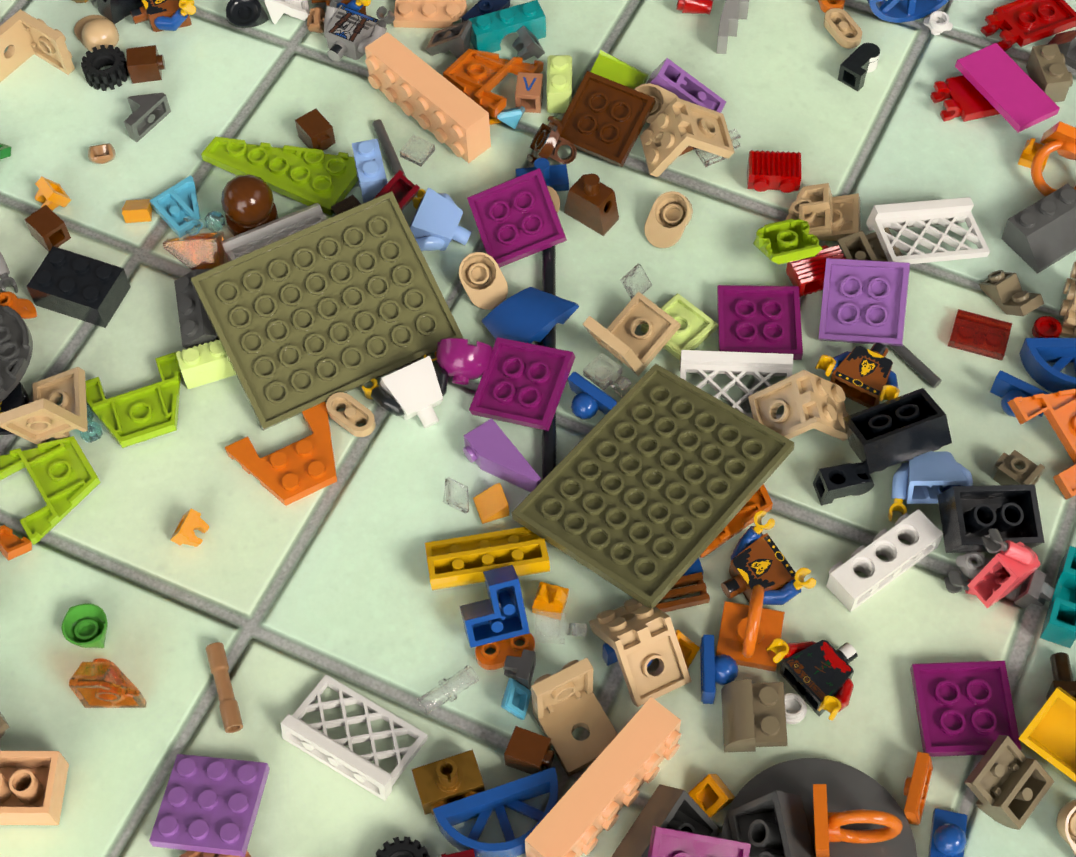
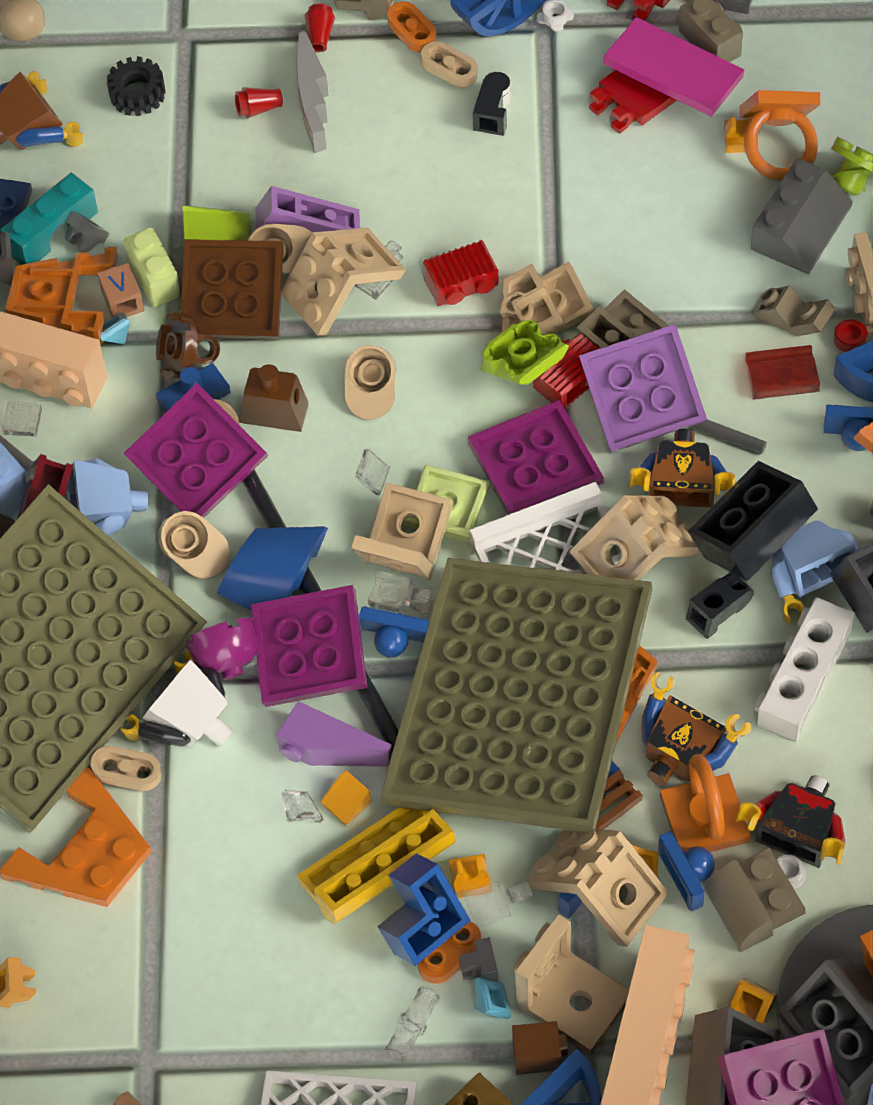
camera: 25 degrees left, 0 degrees up
(922, 215) = (655, 261): white fence -> none

